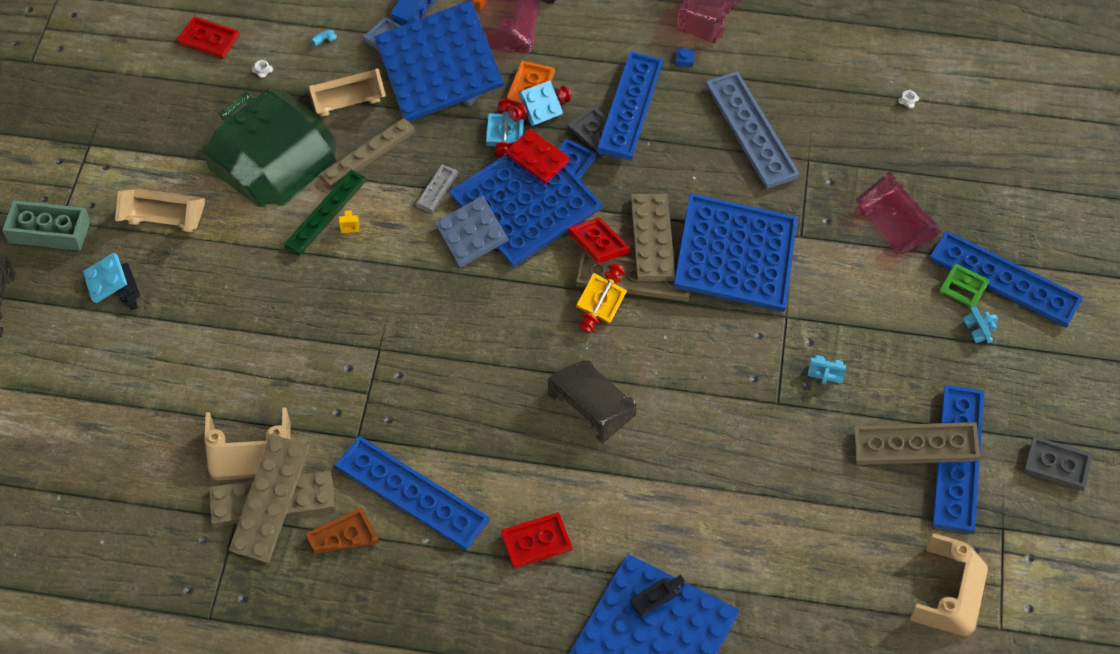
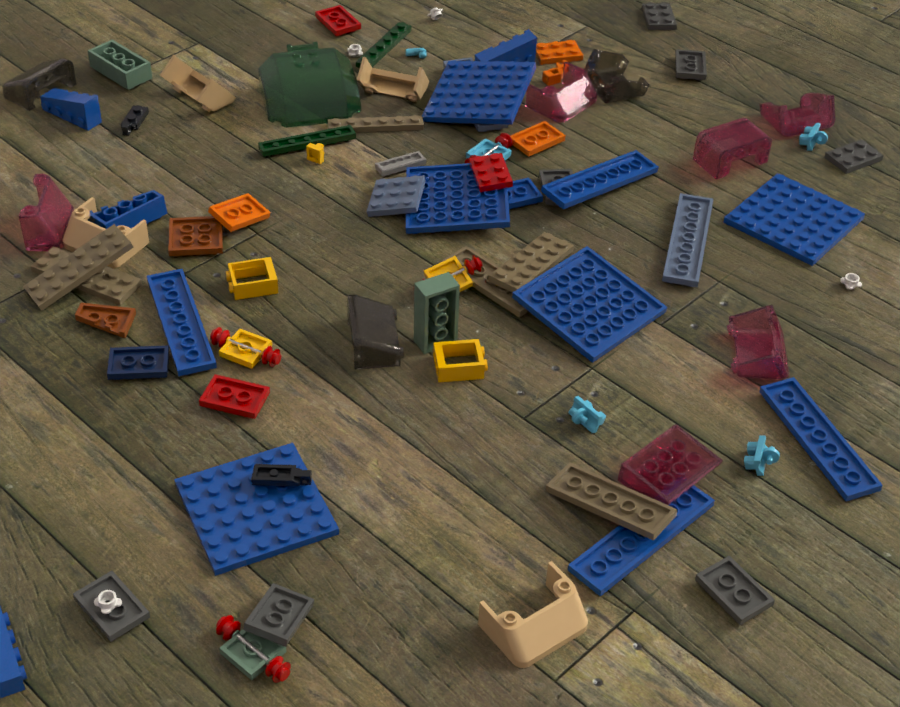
camera: 35 degrees right, 15 degrees down
(52, 310) = (73, 107): none -> blue wedge
(104, 278) = (123, 106): medium azure plate -> none
(188, 473) = (47, 222): none -> clear pink windscreen
(249, 408) = (145, 206): none -> blue wedge
(283, 46) = (385, 44): none -> dark green plate
(331, 389) = (195, 236): none -> dark orange plate
(350, 339) = (239, 212): none -> orange plate
(419, 561) = (138, 362): none -> dark blue plate
(444, 391) = (252, 268): none -> yellow window
(497, 484) = (245, 348): none -> yellow plate
(540, 103) = (529, 147): medium azure plate -> none
(598, 240) = (485, 244): red plate -> none
(642, 349) = (436, 311): none -> sand green brick
(672, 393) = (459, 371): none -> yellow window
(685, 57) = (680, 175): blue plate -> none
(813, 53) = (794, 218): none -> blue plate
(933, 383) = (668, 466): none -> clear pink slope
(967, 281) = (776, 417): bright green plate -> none

